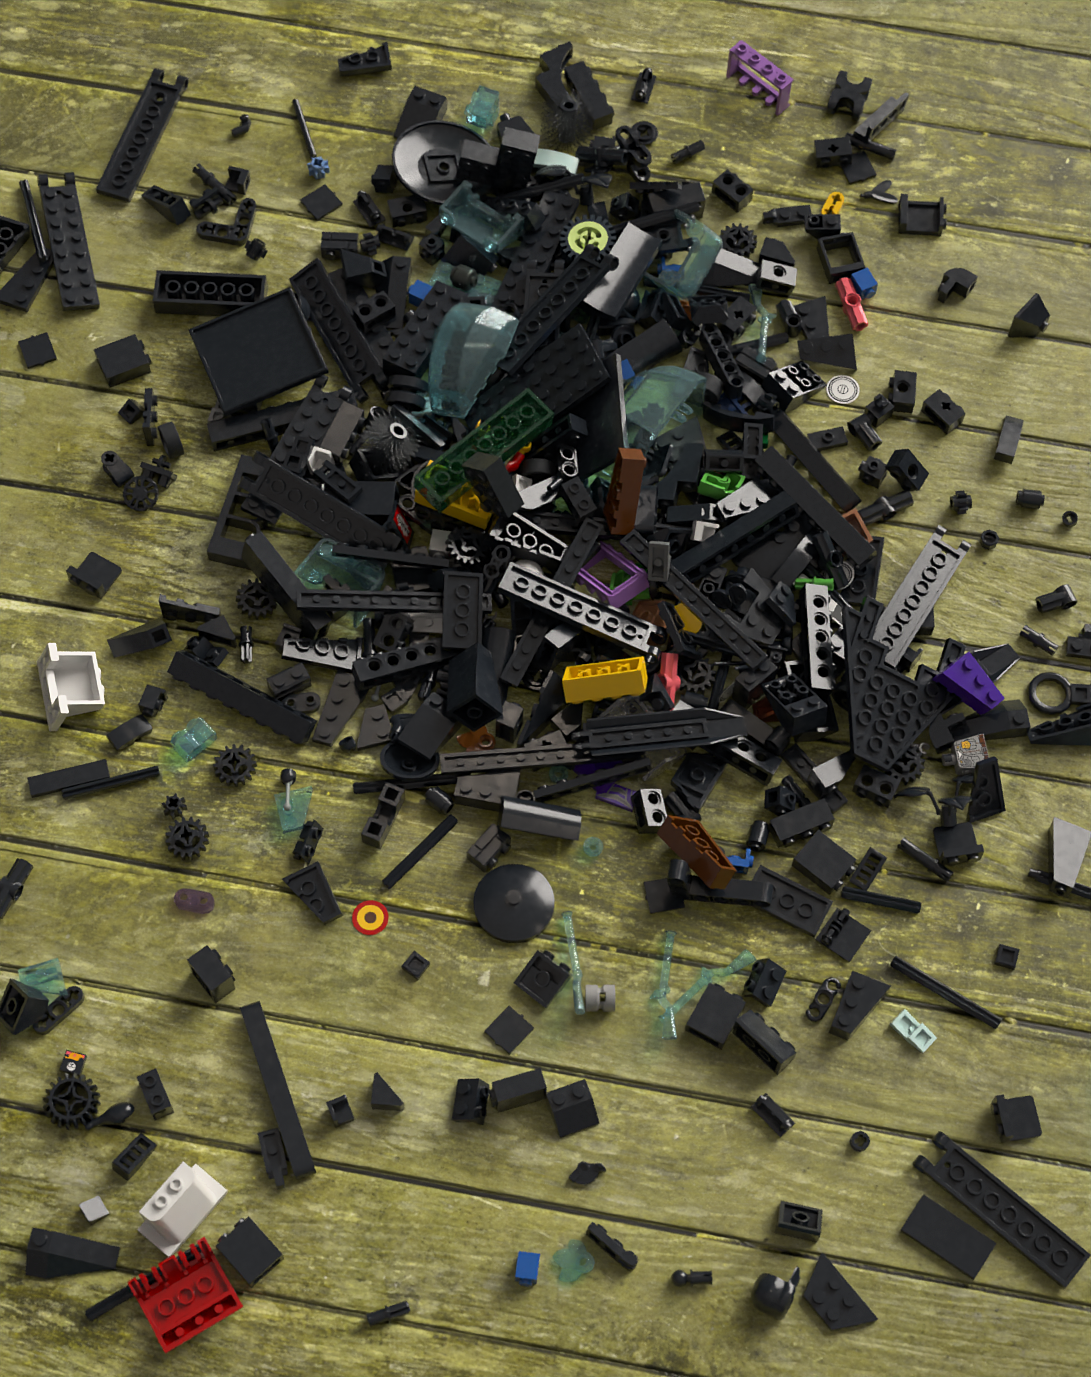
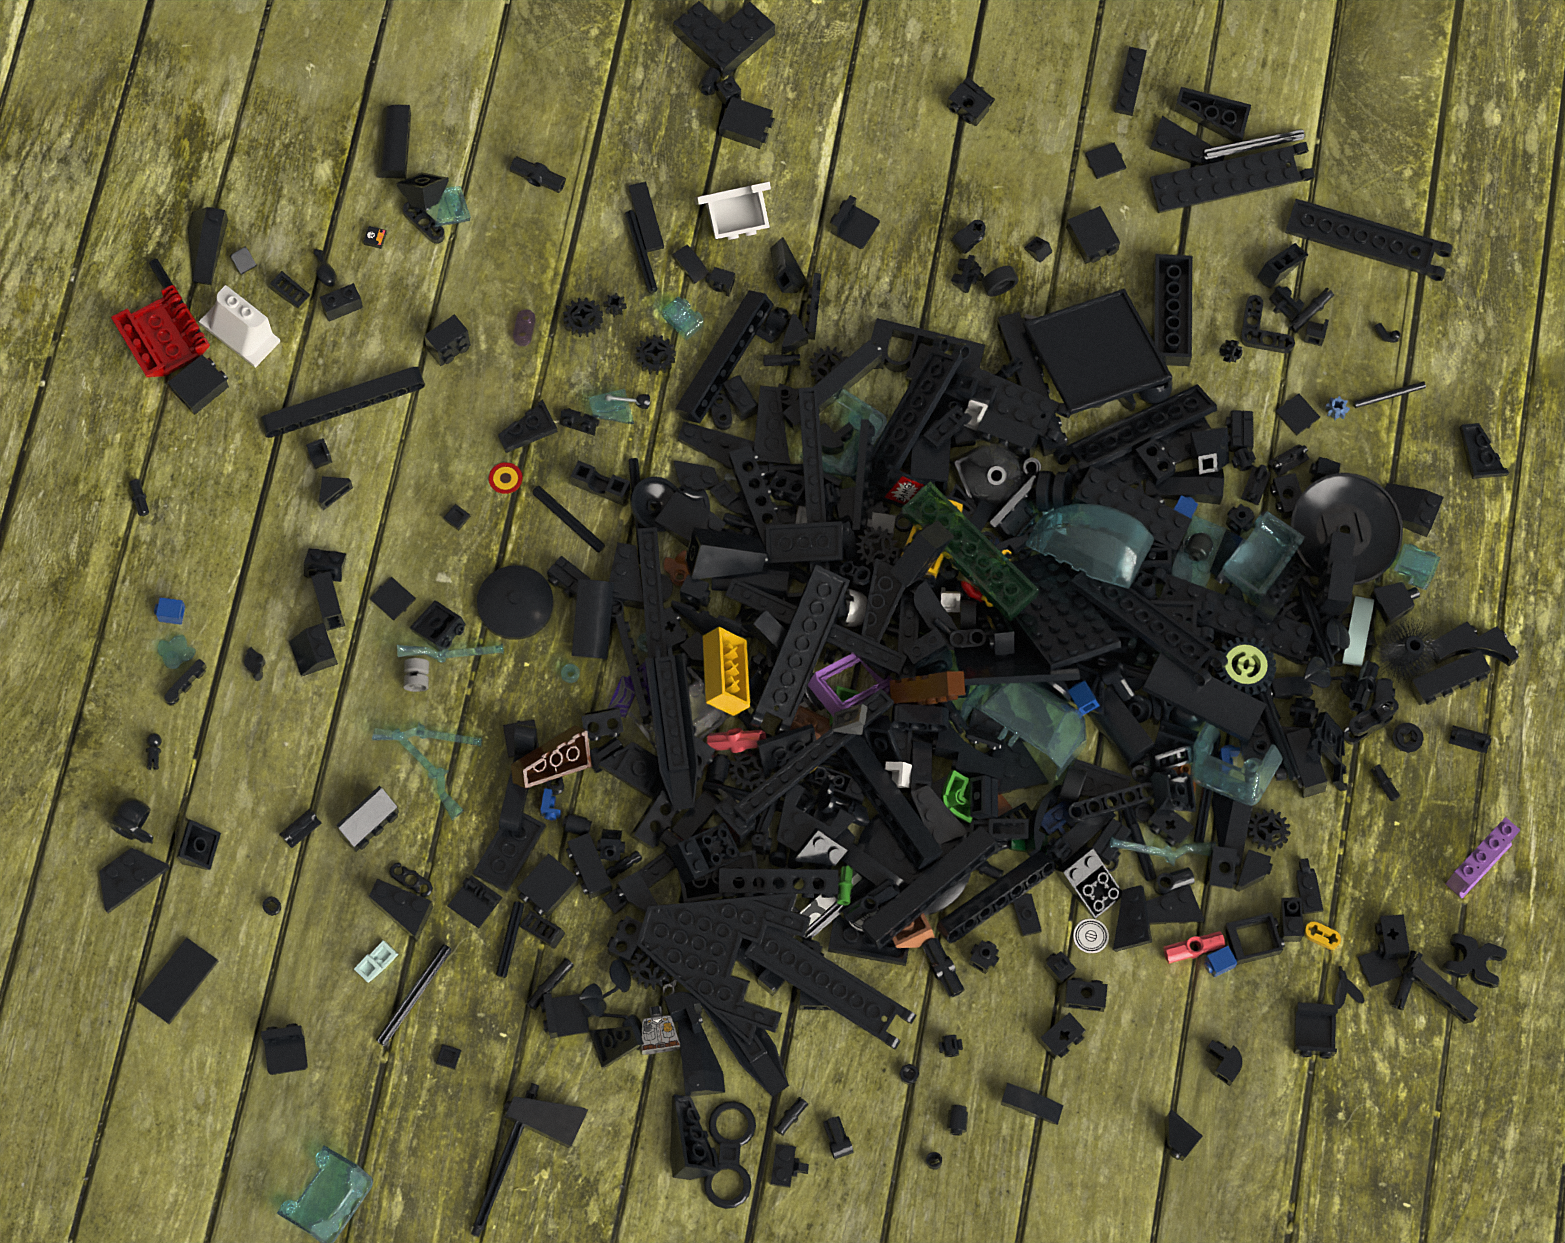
camera: 90 degrees right, 5 degrees up
(81, 1102) = (352, 240): black gear -> none
(140, 493) = (943, 259): black wheel -> none
(150, 417) = (1029, 263): black wing -> none
(273, 1156) = (280, 400): black hinge -> none
(347, 743) = (677, 452): black hinge -> none
(439, 800) = (618, 533): black brick -> none
(657, 695) = (725, 724): black slope -> none
(715, 1015) = (397, 778): black brick -> none
(732, 190) = (1332, 825): black brick -> none
(764, 981) = (428, 825): black bracket -> none
(862, 428) = (1038, 950): black piece -> none
(907, 470) = (990, 981): black brick -> none
(970, 683) = (729, 1029): dark purple wedge -> none
(1004, 1211) = (197, 1032): black hinge -> none

